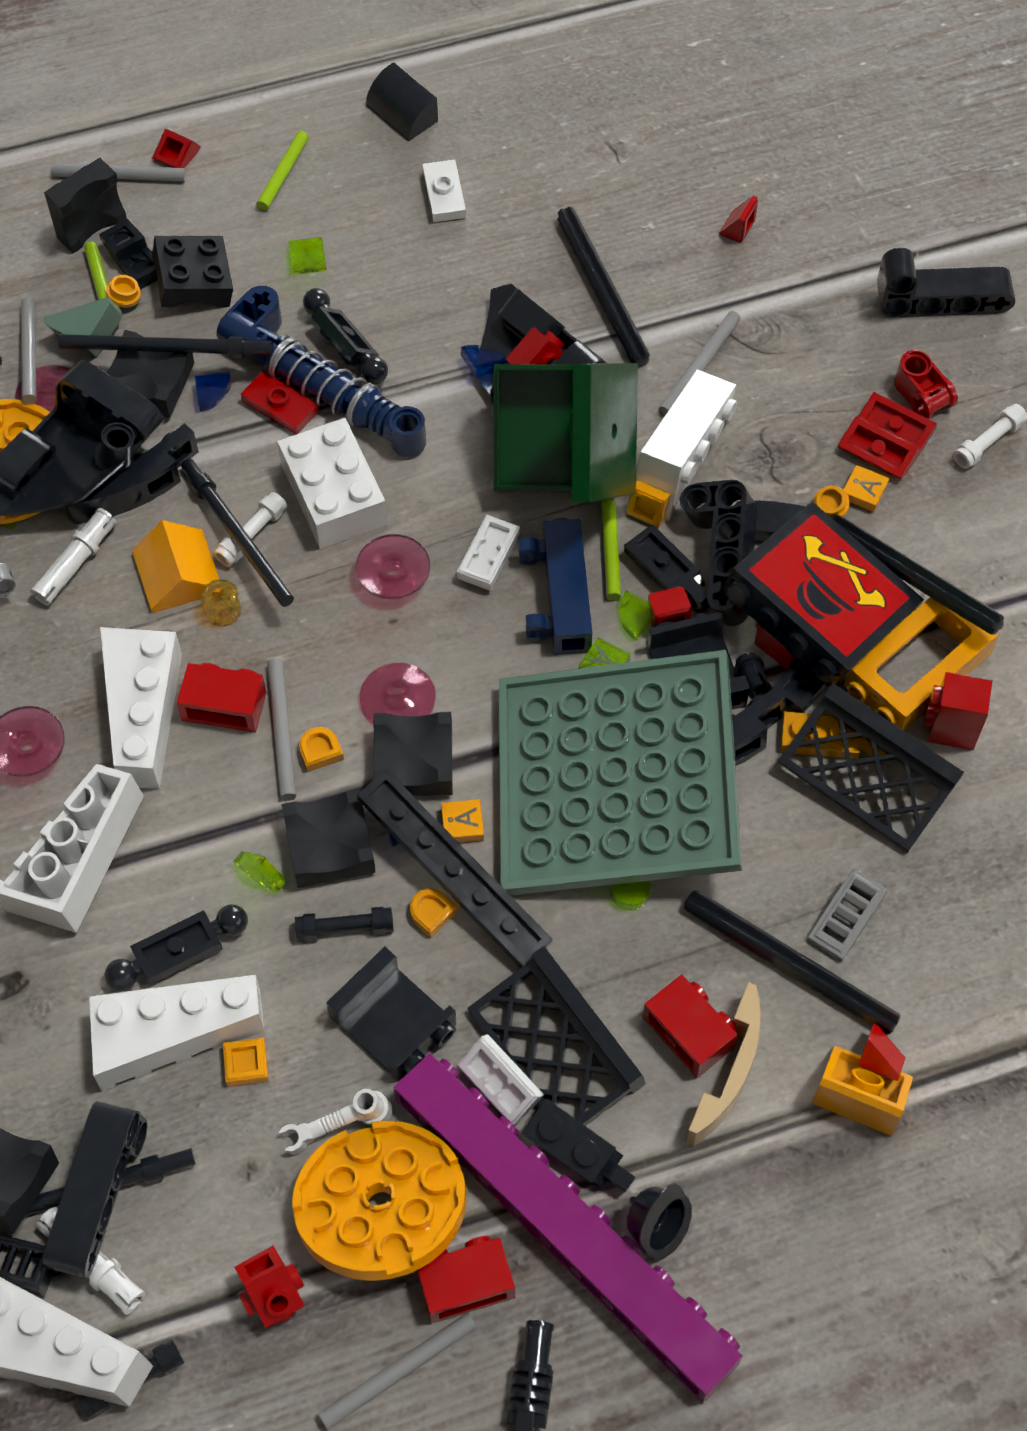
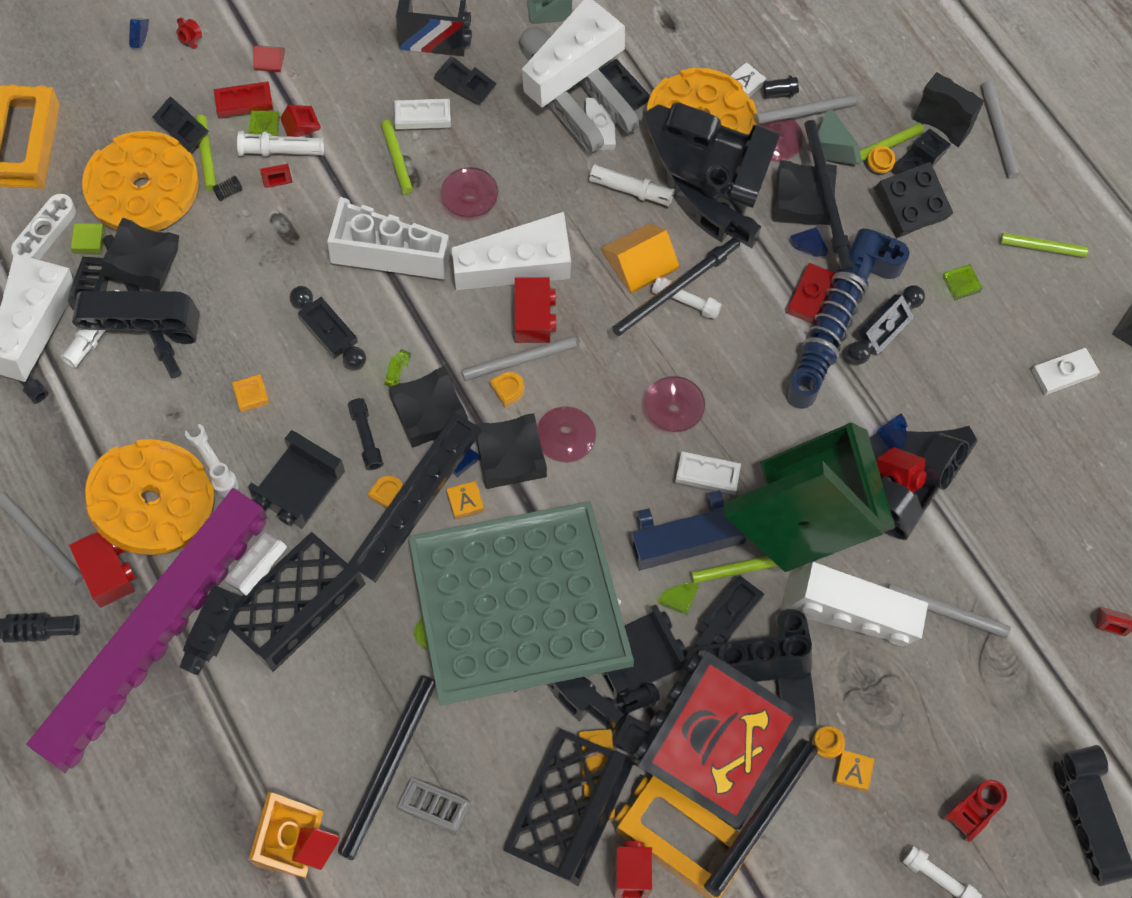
camera: 75 degrees right, 5 degrees up
(169, 1024) = (261, 327): white wedge -> none
(175, 150) = (1037, 163): red slope -> none
(226, 611) = (615, 299): clear yellow wheel -> none
(269, 1287) = (82, 439): red brick -> none
(332, 483) = (740, 344): white brick -> none
(602, 654) = (629, 580): clear neon green tile -> none
(603, 286) = (1004, 516): black axle -> none
(648, 504) = (784, 588): light orange tile -> none
(659, 1219) = (155, 691): black piece -> none
(669, 606) = (684, 620): red slope -> none
(690, 1025) = (318, 694): red brick -> none
(713, 1109) = (328, 737): tan slope -> none
(887, 435) = (915, 784): red slope -> none

